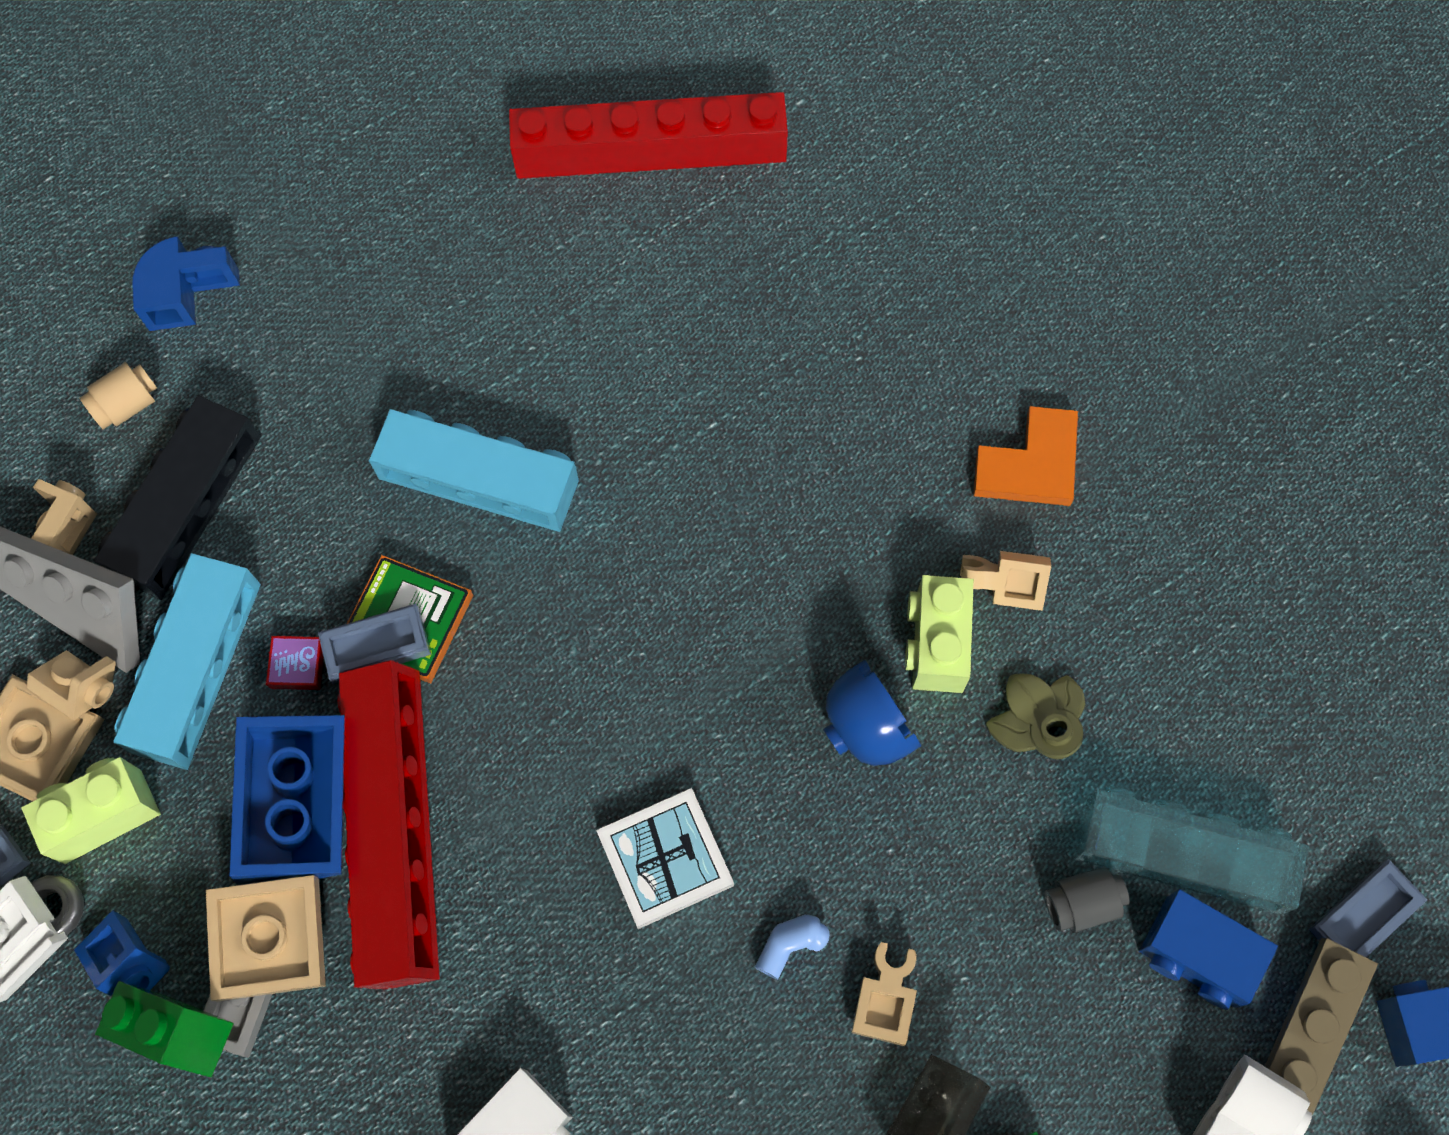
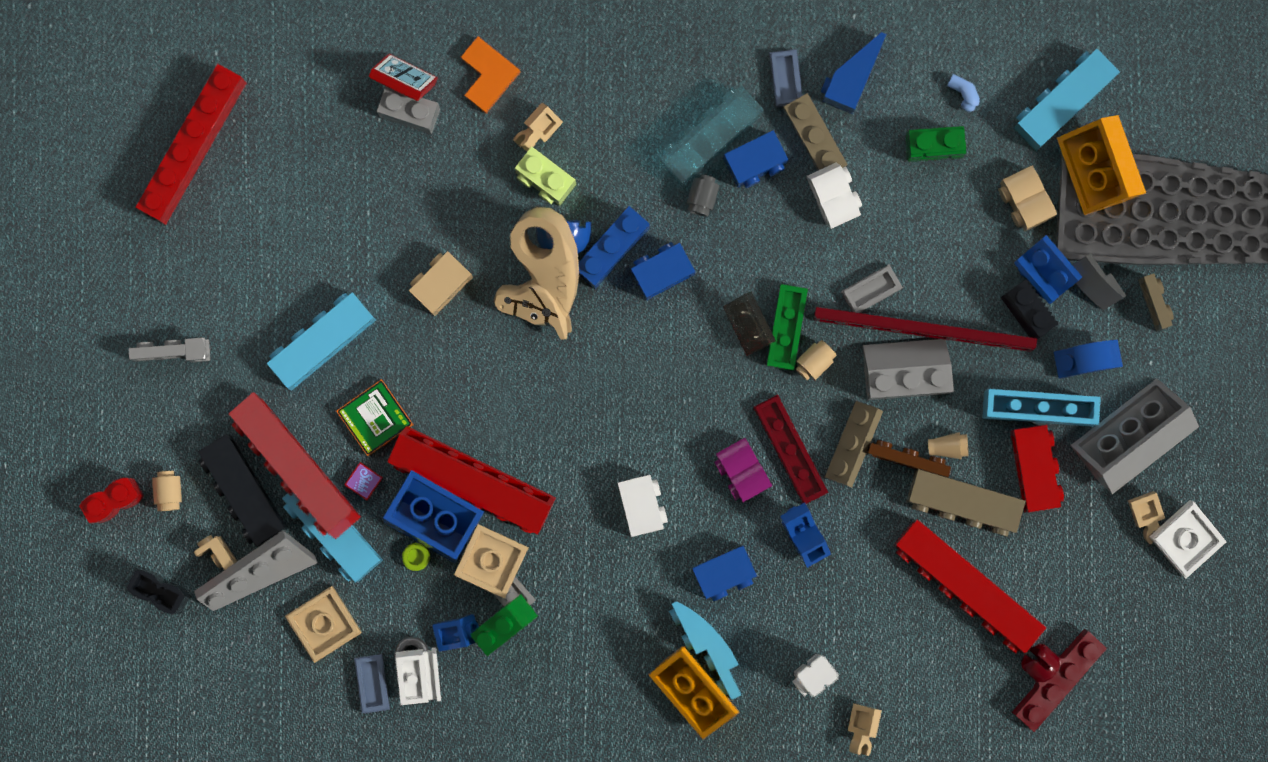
camera: 60 degrees left, 15 degrees up
(62, 329) = (105, 505): none -> red brick
(73, 684) = (310, 588): tan bracket -> none
(90, 810) = (379, 610): yellowish green brick -> none
(169, 277) = (114, 433): blue brick -> none
(212, 816) = (416, 556): none -> lime tile
(244, 542) = (294, 466): none -> red brick
(349, 298) = (193, 350): none -> light grey plate
(373, 640) = (380, 438): sand blue tile -> none
(665, 858) = (565, 367): tile -> none
(673, 583) = (440, 282): none -> tan brick
(788, 937) = (635, 333): light blue arm -> none
(801, 735) = (553, 271): none -> tan animal
(883, 1004) = (690, 312): tan plate -> none
(900, 380) = (408, 112): none -> light grey brick
(904, 807) = (612, 247): none -> blue brick
(923, 913) = (663, 270): none -> blue brick
(941, 339) = (403, 77): none -> tile
(1035, 710) = (605, 157): olive plate -> none

